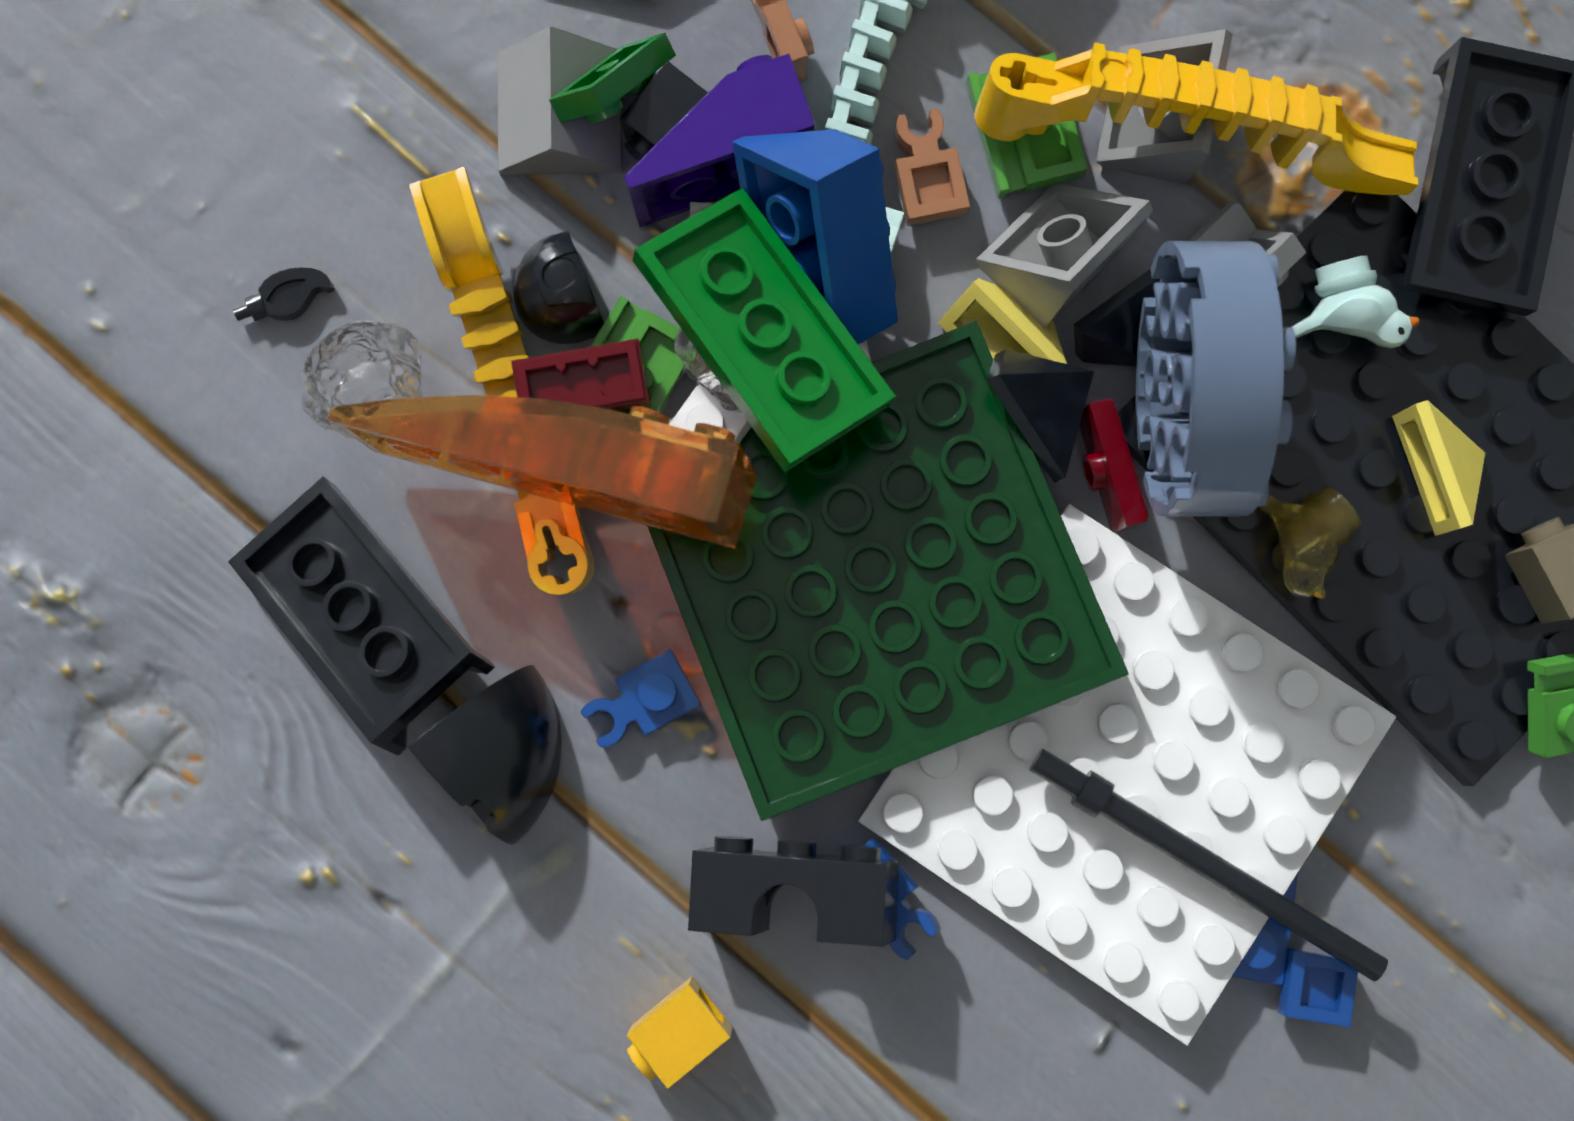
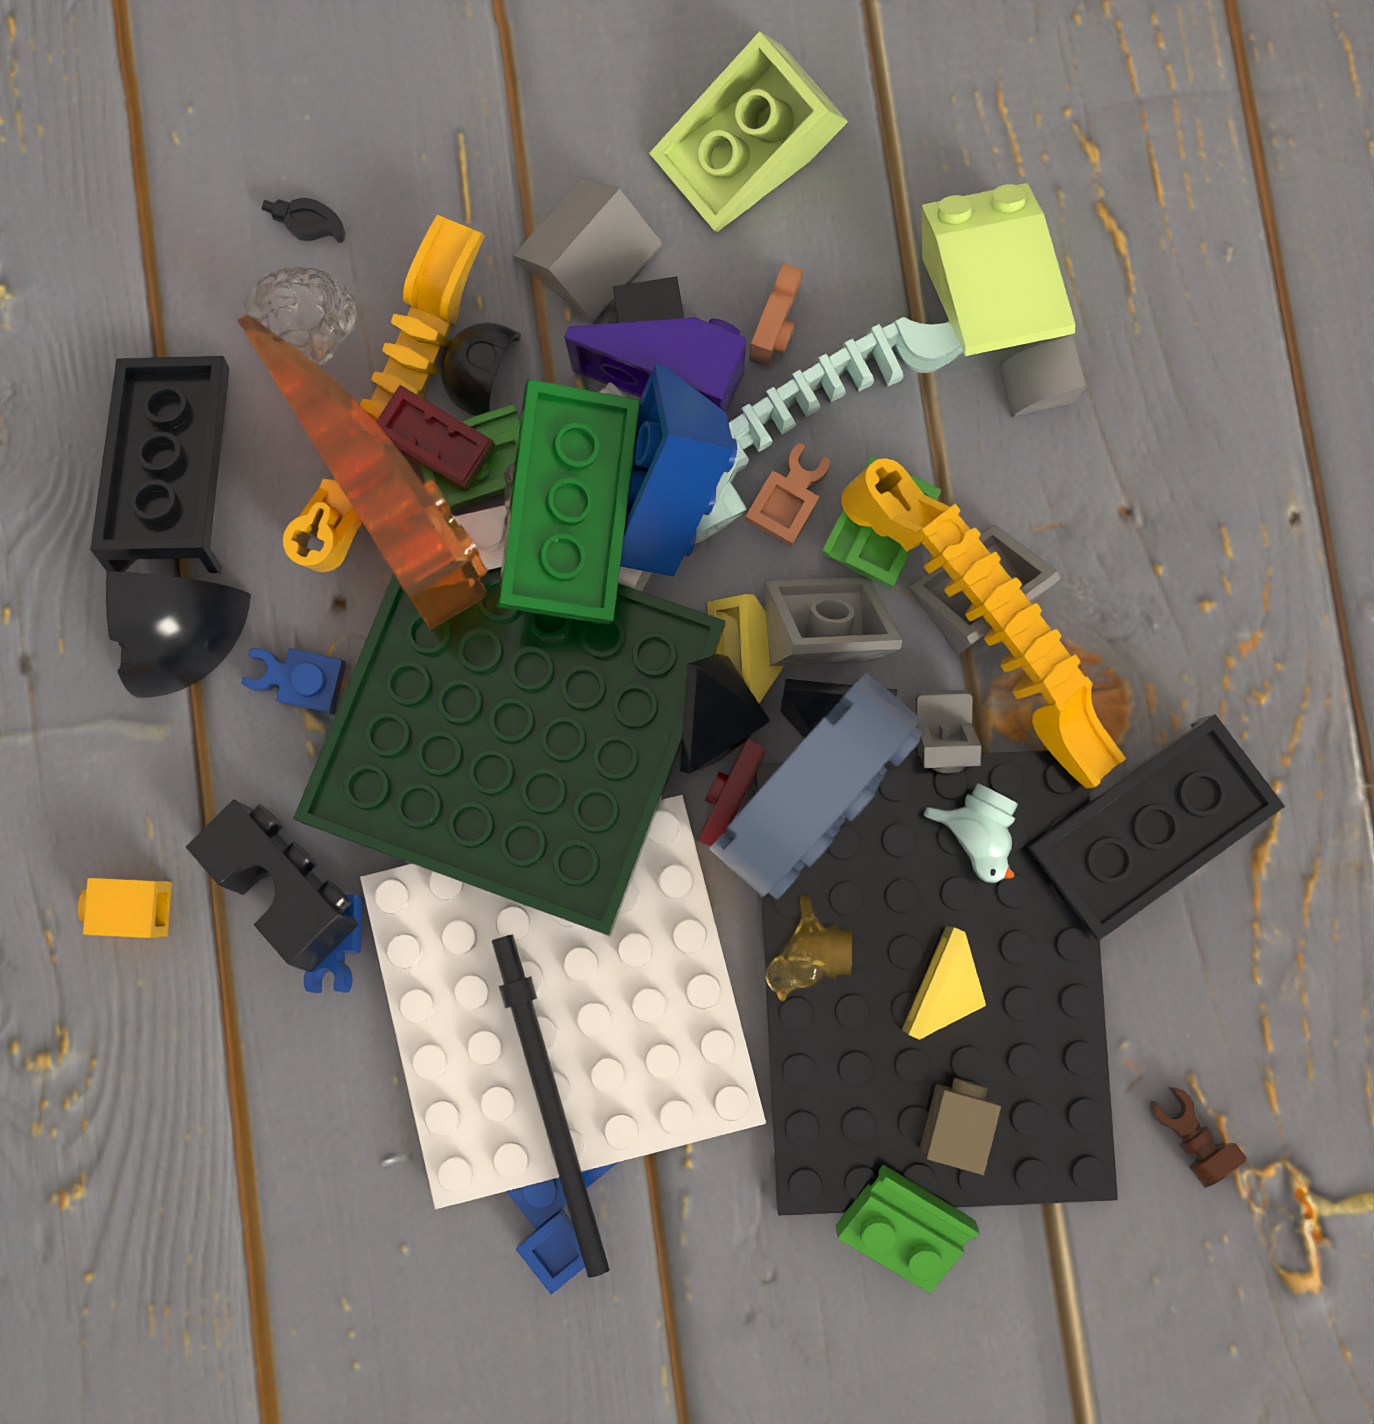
camera: 45 degrees right, 0 degrees up
(621, 73) = (617, 257): green plate -> none

